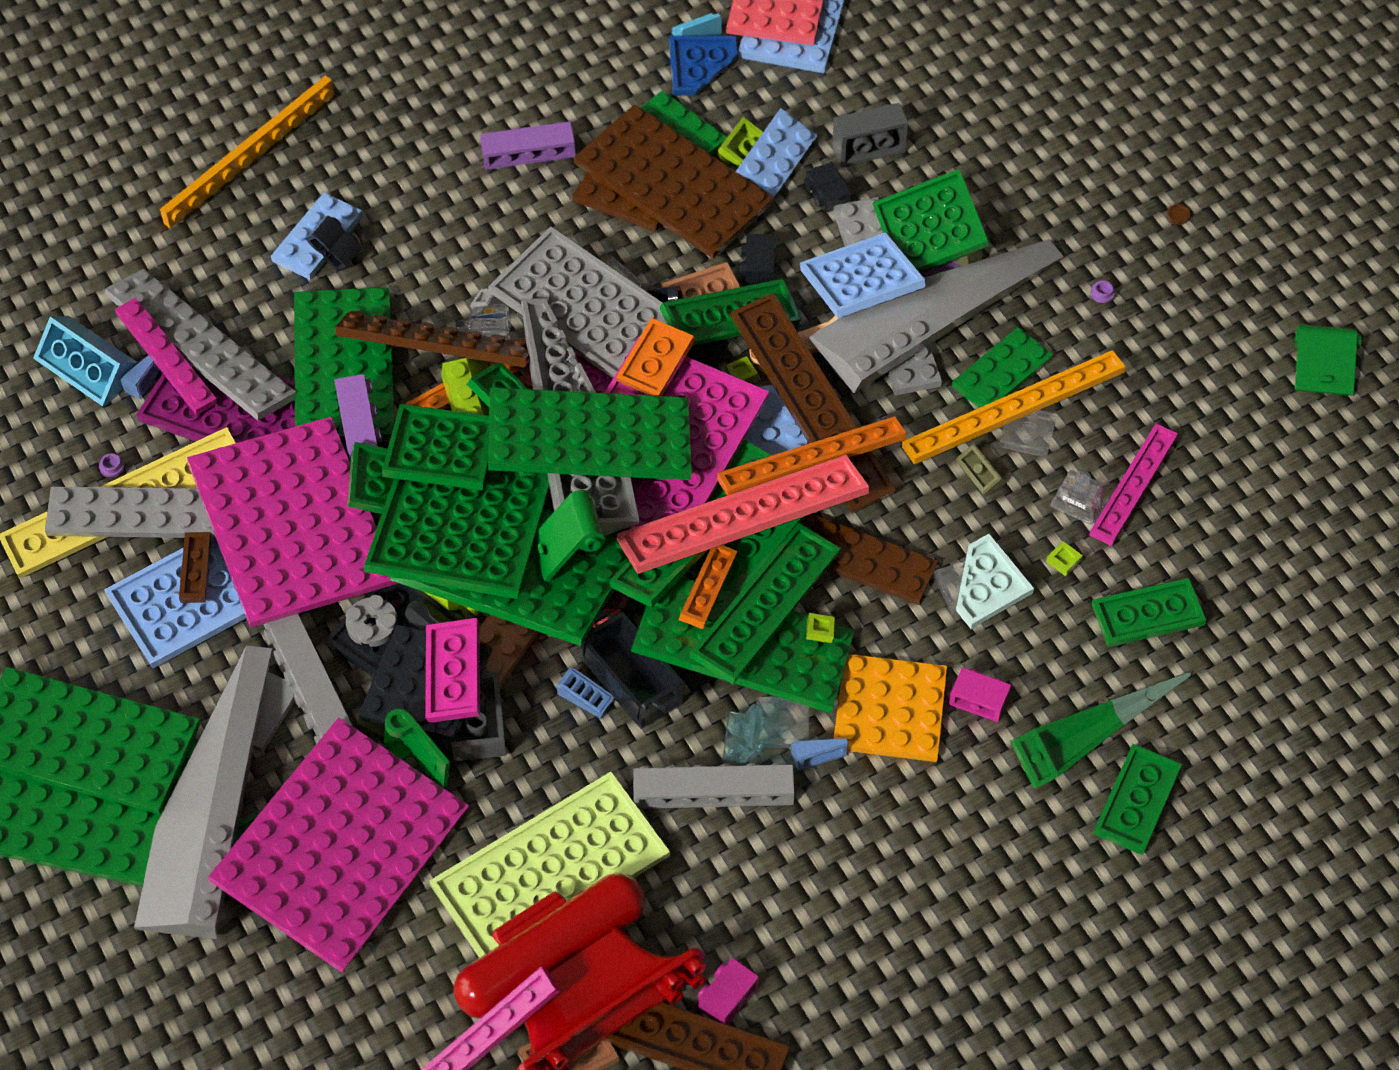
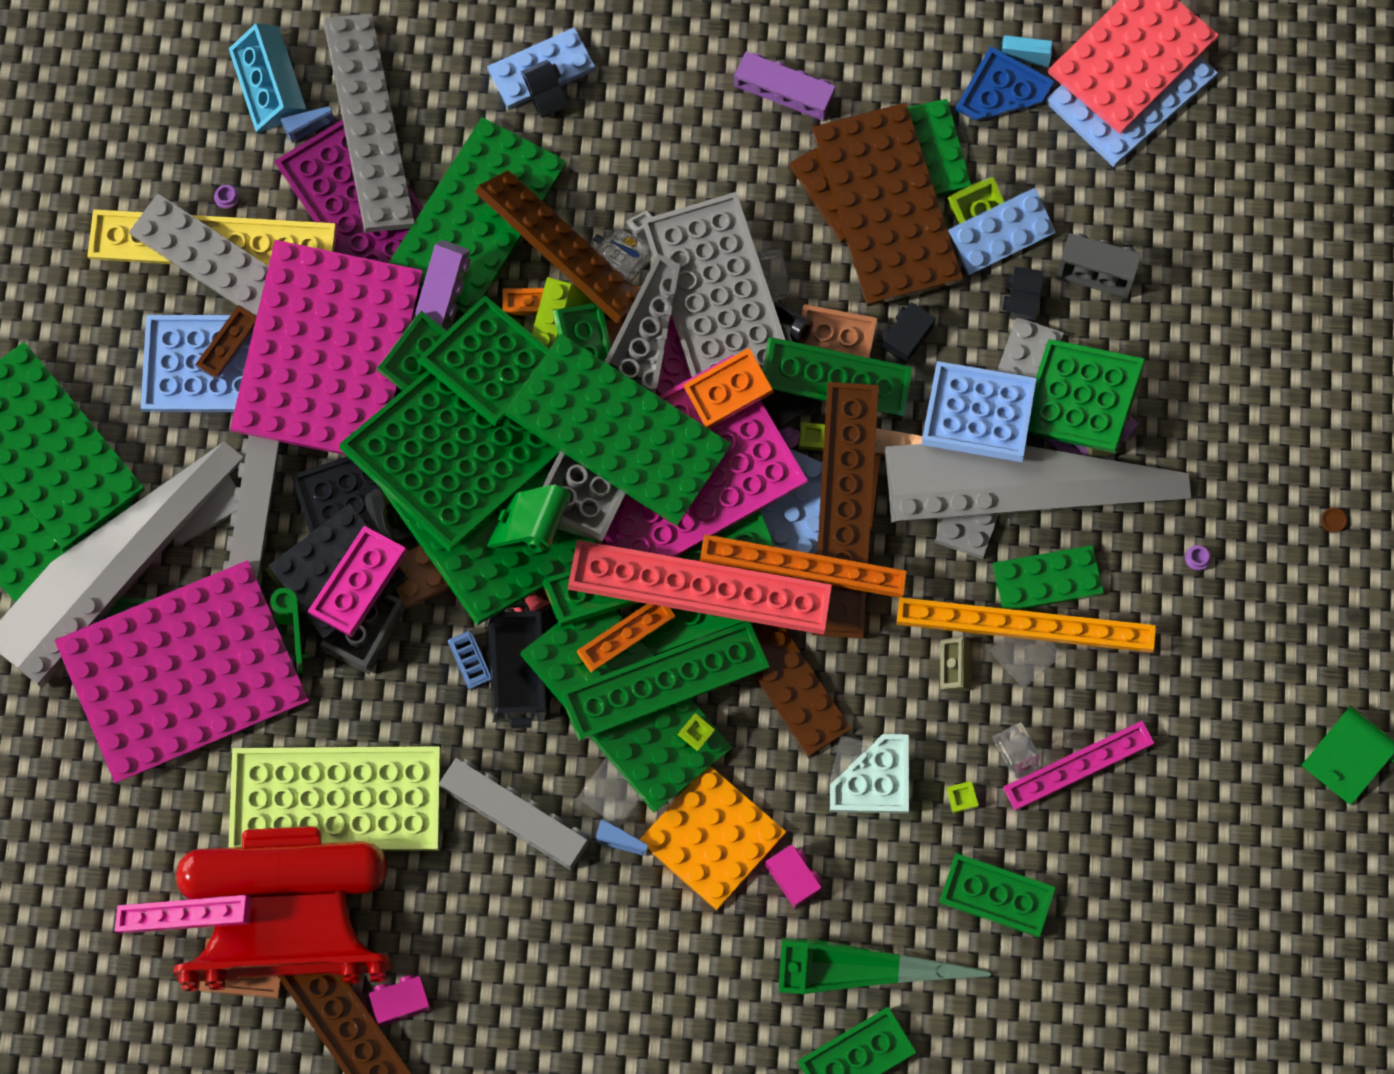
camera: 35 degrees right, 15 degrees up
(166, 356) = (329, 119): dark pink plate -> none
(371, 608) = (336, 469): light grey plate -> none
(743, 735) = (567, 785): clear light blue bracket -> none

